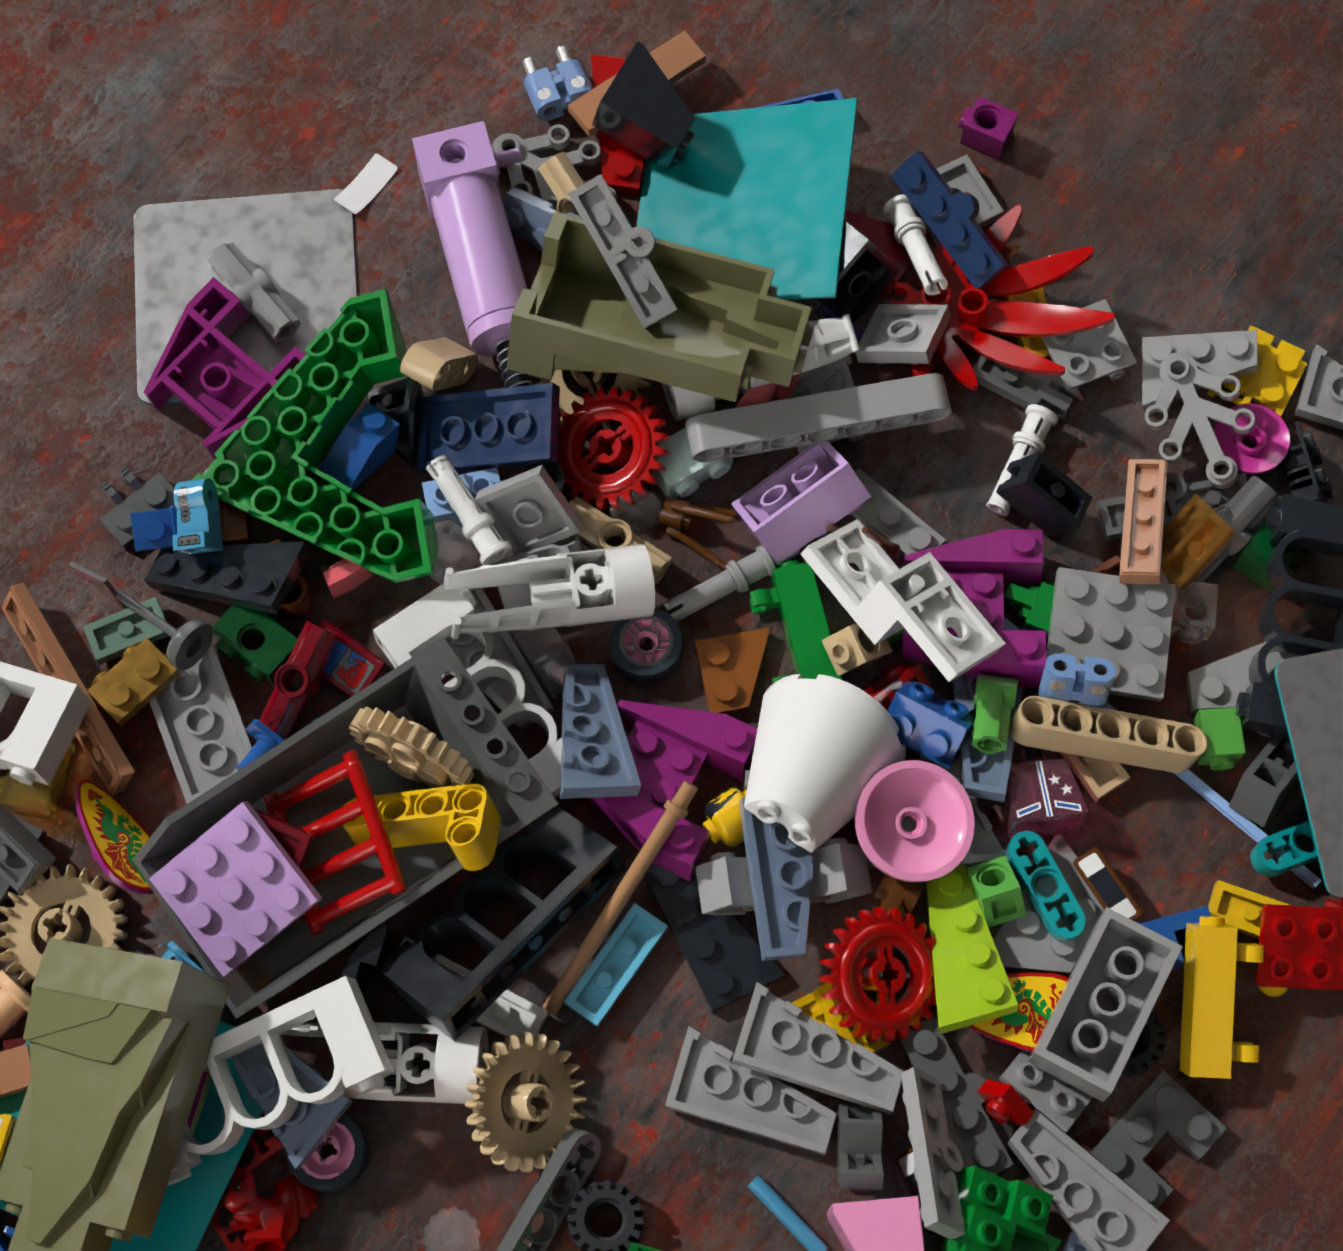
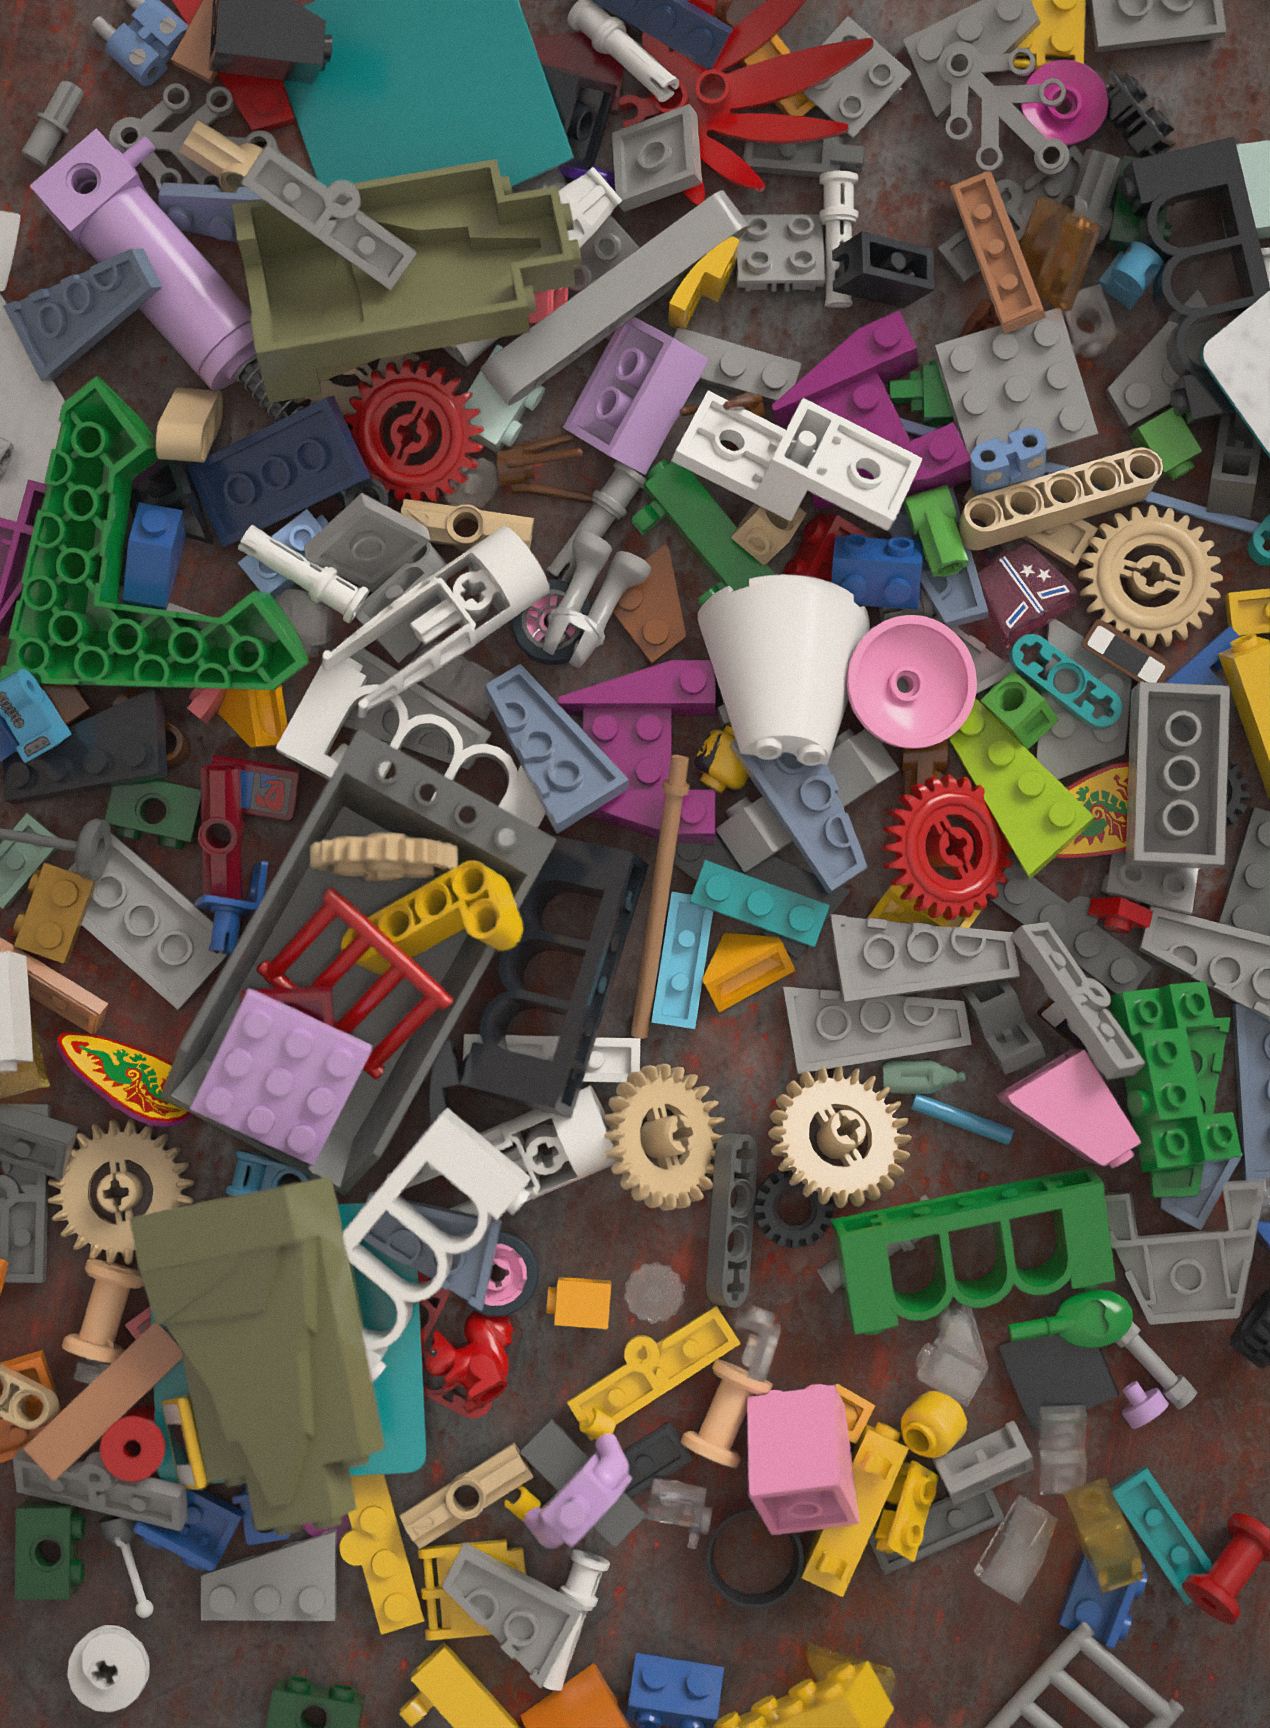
camera: 30 degrees left, 15 degrees up
(376, 601) = (255, 715): none -> light orange slope
(384, 1211) = (580, 1302): none -> light orange brick
(402, 247) = (74, 315): none -> sand blue wing
(457, 114) = (52, 123): none -> light grey axle
(664, 997) = (744, 966): none -> light orange slope
(698, 1158) = (863, 1114): none -> tan gear
(702, 946) = (759, 903): none -> teal plate
(703, 605) = (591, 556): none -> light grey piece
(767, 1161) = (918, 1076): none -> sand green piece
(898, 437) = (704, 279): none -> yellow slope
(968, 448) = (781, 251): none -> light grey hinge
(1187, 861) = (1109, 566): none -> tan gear
(1247, 590) = (1131, 273): none -> dark azure leg

